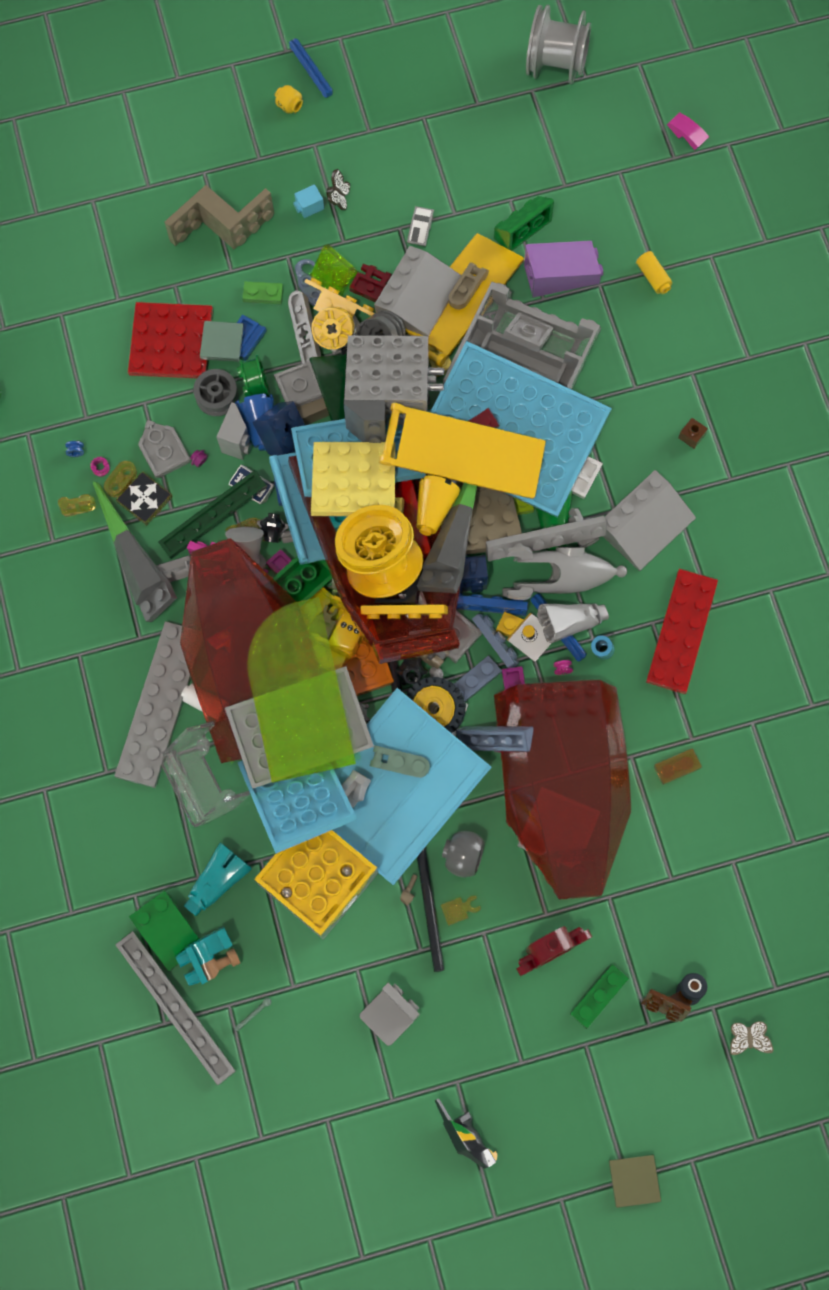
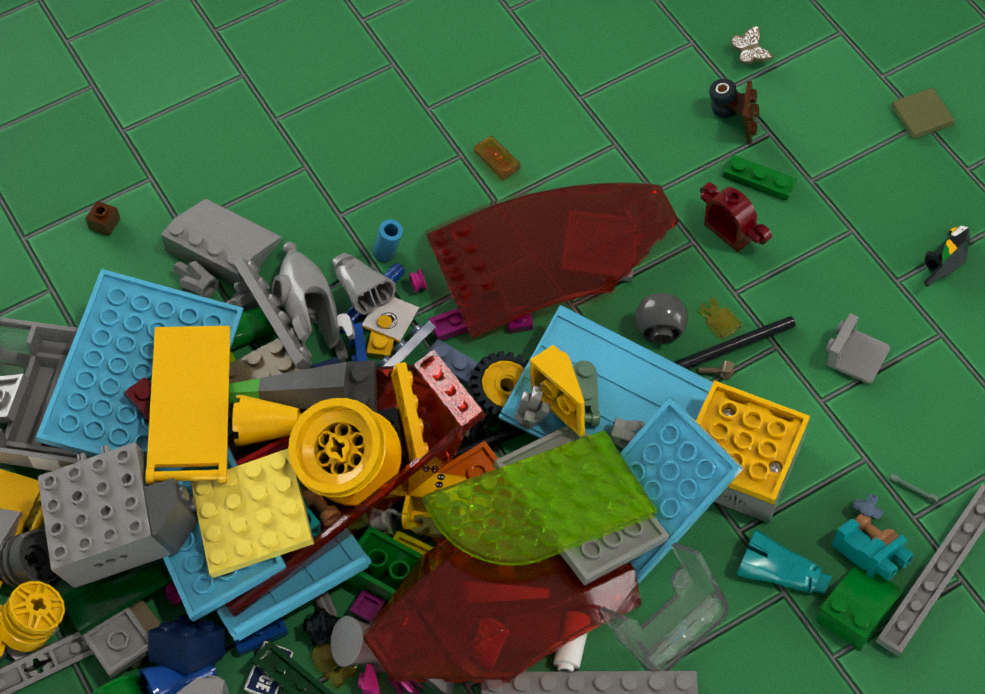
camera: 105 degrees left, 15 degrees down
(243, 967) = (869, 506): none -> sand blue plant
(389, 710) = (529, 410): none -> light grey rock
(399, 734) = (561, 390): none -> yellow slope
(496, 738) = (523, 310): sand blue slope -> none
(610, 495) = (196, 278): none -> light grey rock
(682, 631) = (343, 185): red plate -> none

